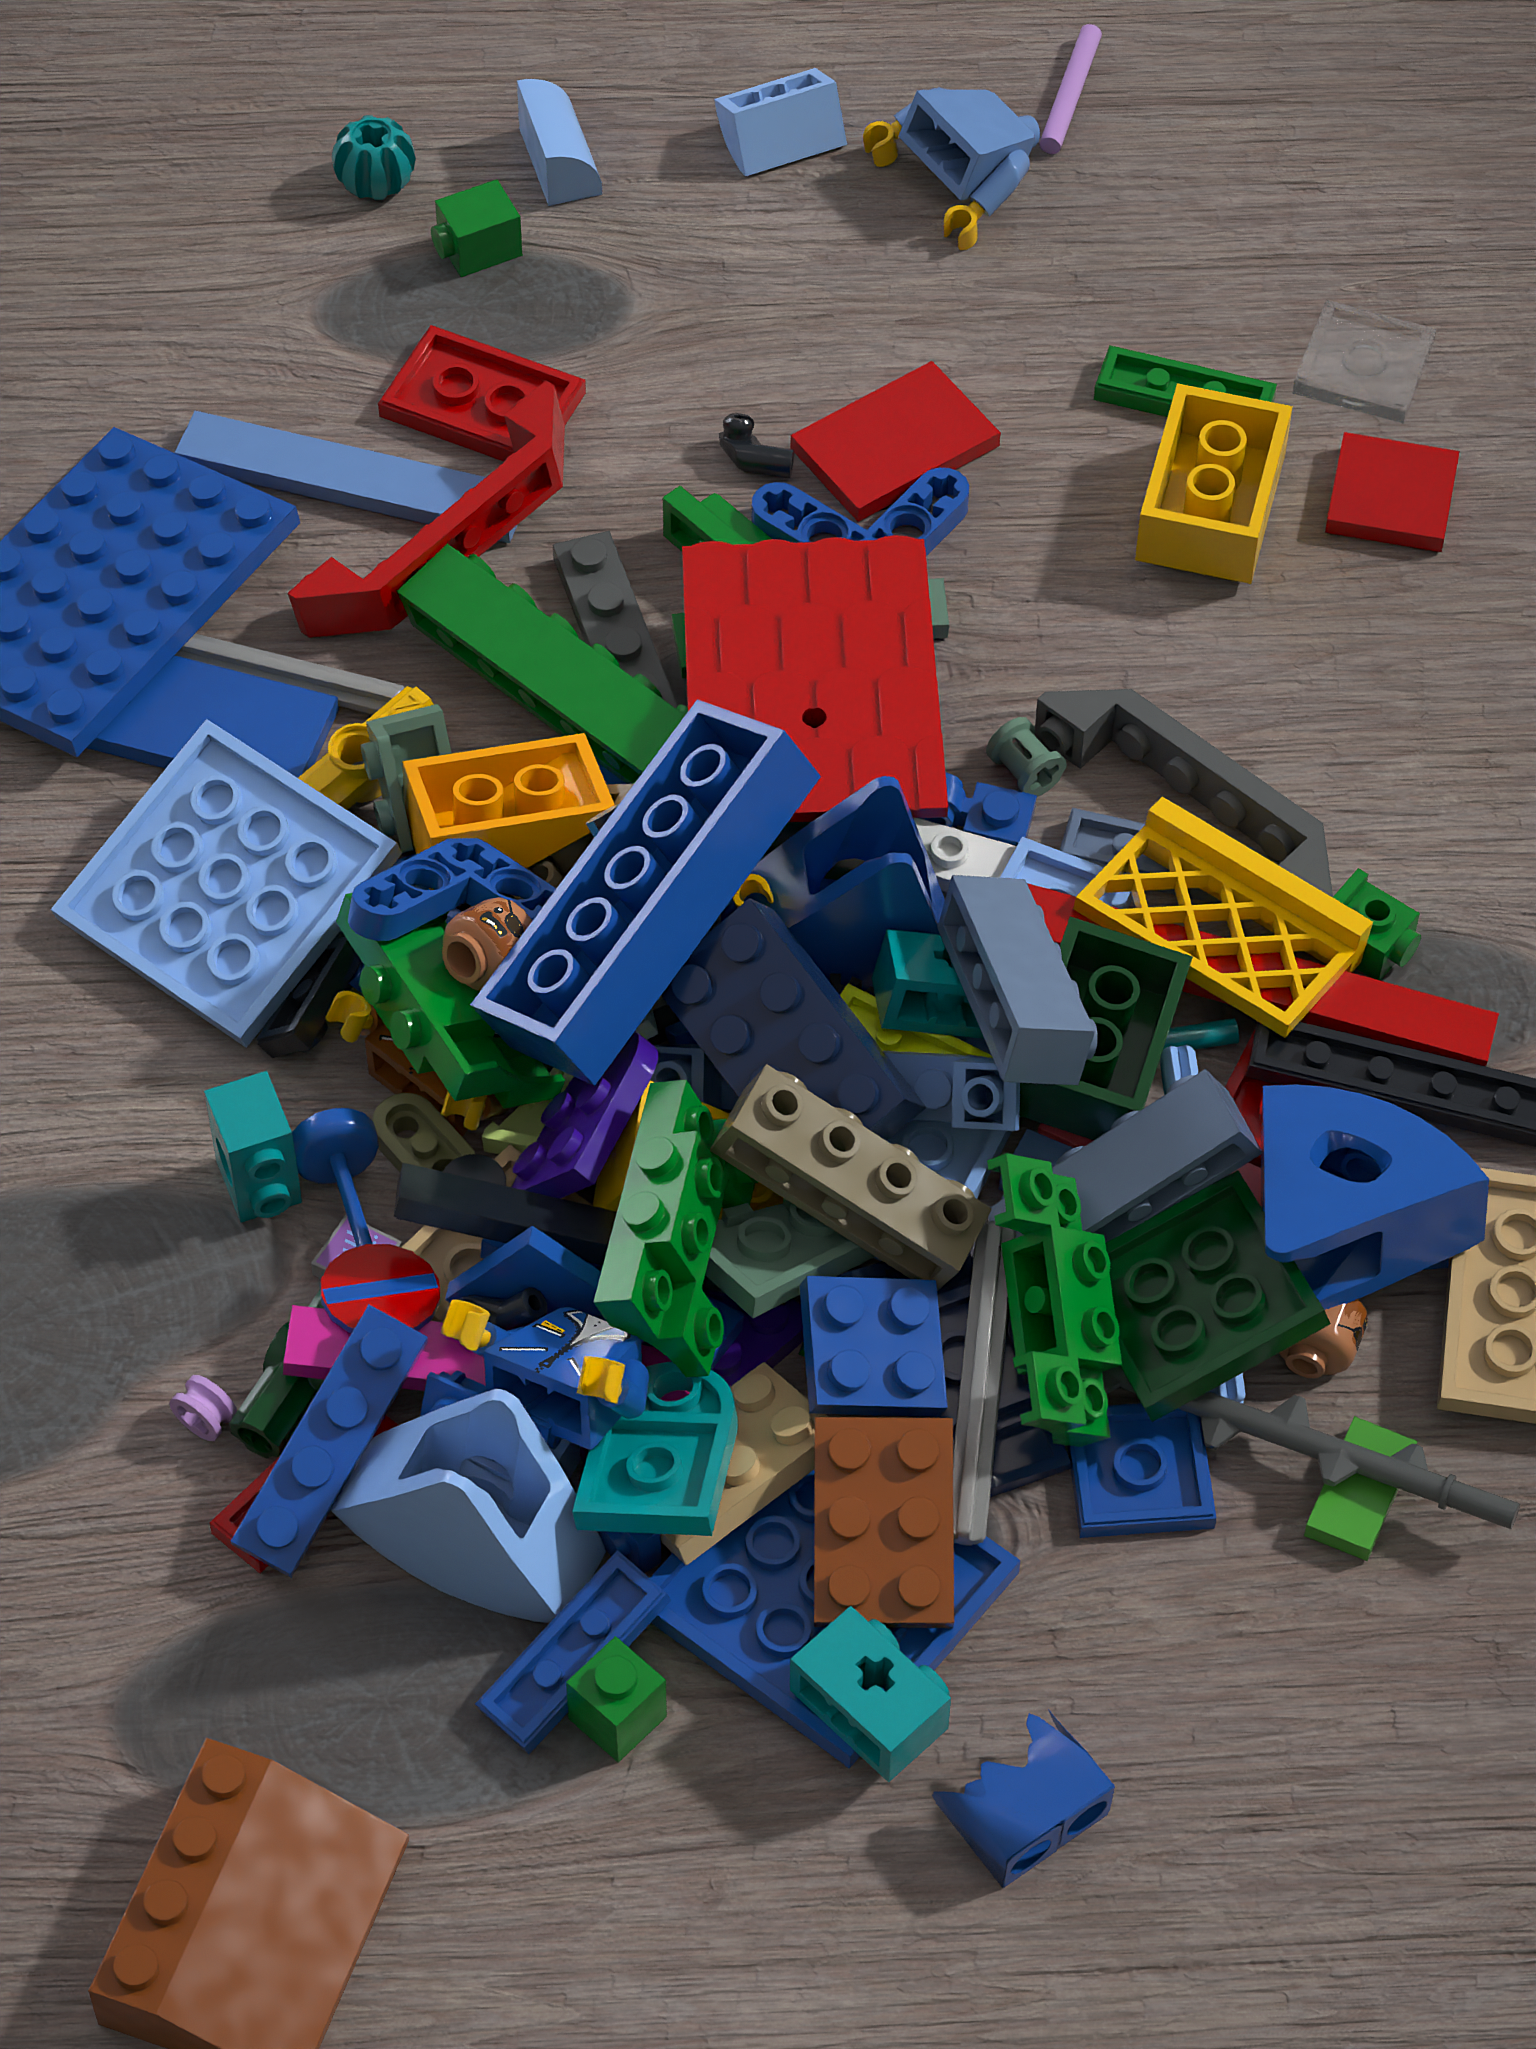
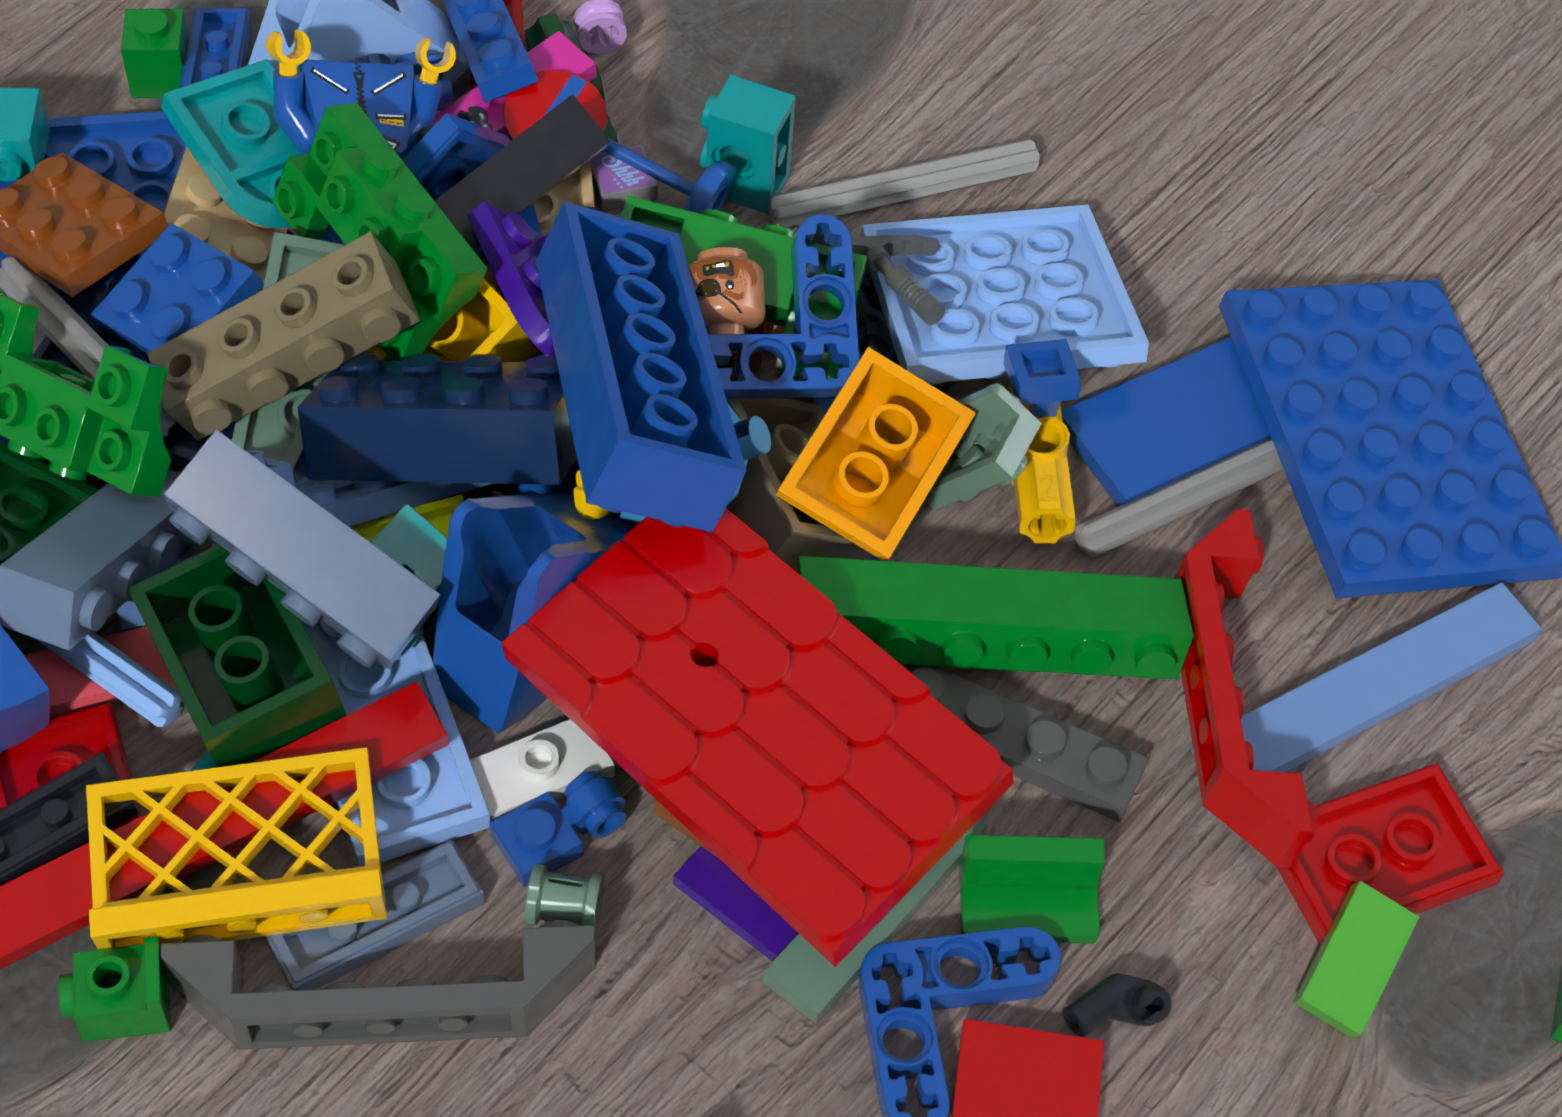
camera: 130 degrees right, 0 degrees up
(117, 1045) = (905, 183): none -> light grey axle
(303, 926) = (879, 253): none -> dark grey piece
(316, 751) = (1042, 375): none -> blue tile
(588, 351) = (1356, 959): none -> bright green tile

